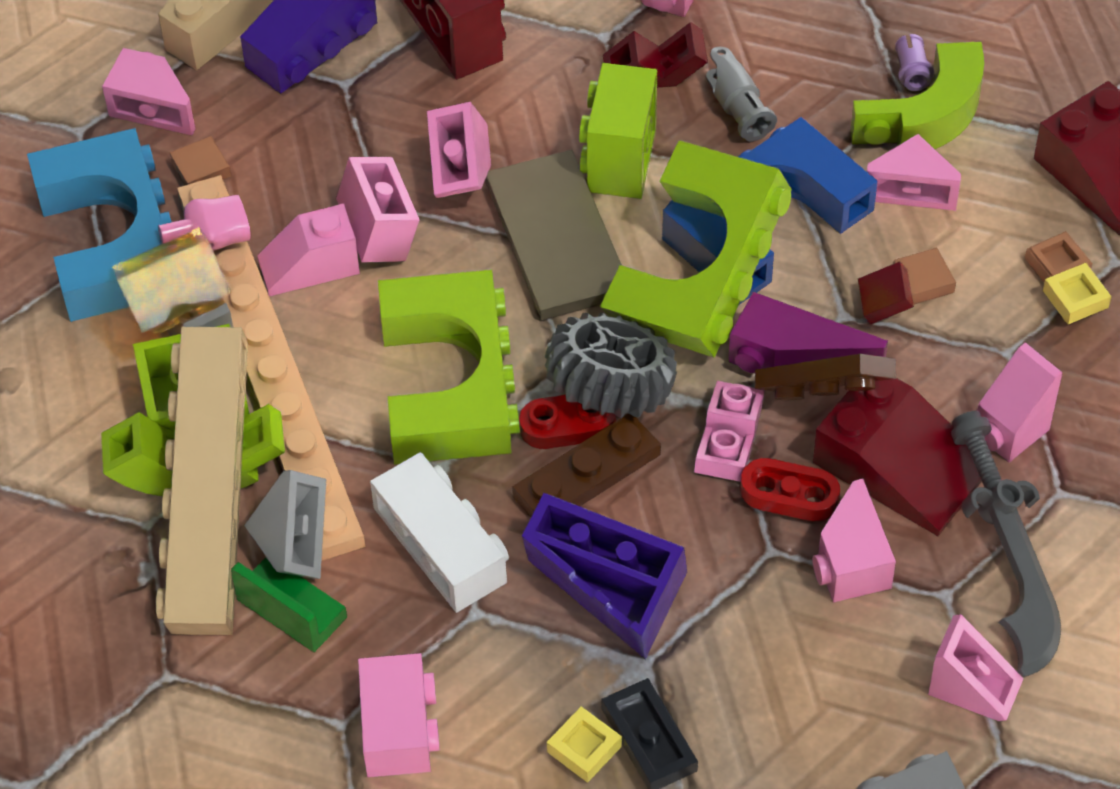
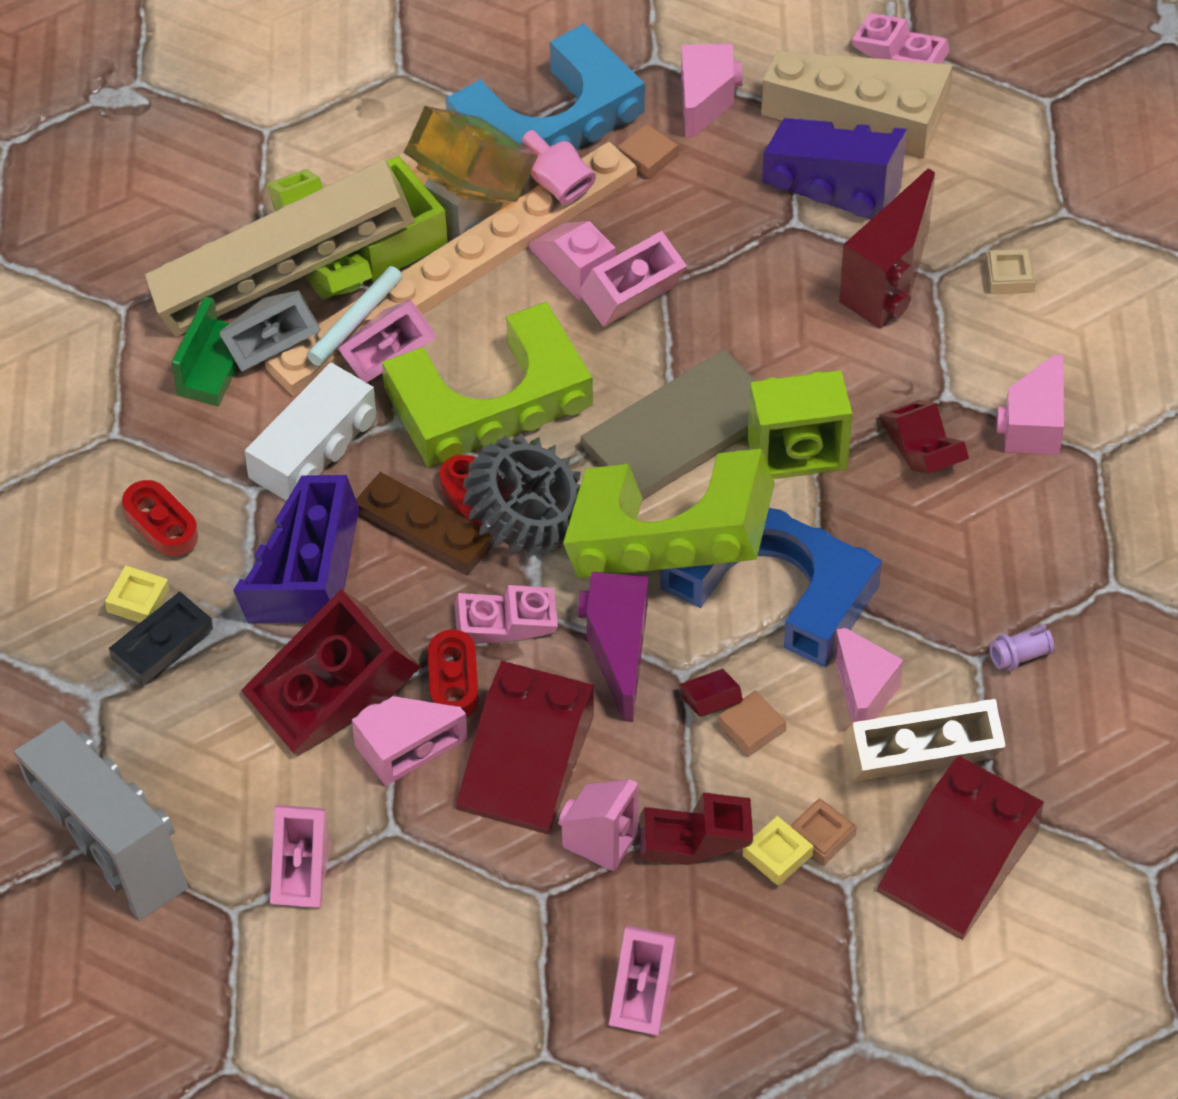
camera: 70 degrees right, 0 degrees up
(314, 451) = (354, 316): none -> light aqua bar
(354, 426) = (385, 337): none -> bright pink slope
(395, 715) = (120, 455): bright pink brick -> none
(458, 149) = (724, 317): bright pink slope -> none
(487, 698) = (163, 521): none -> red plate
(739, 95) = (906, 514): light grey piece -> none
(758, 593) = (329, 673): none -> dark red slope
(825, 376) = (558, 649): reddish brown plate -> none
(936, 113) = (954, 678): lime arch -> none
(1005, 150) = (922, 740): none -> tan brick
(1036, 621) = (383, 904): dark grey sword -> none
(1045, 324) = (712, 829): none -> dark red slope

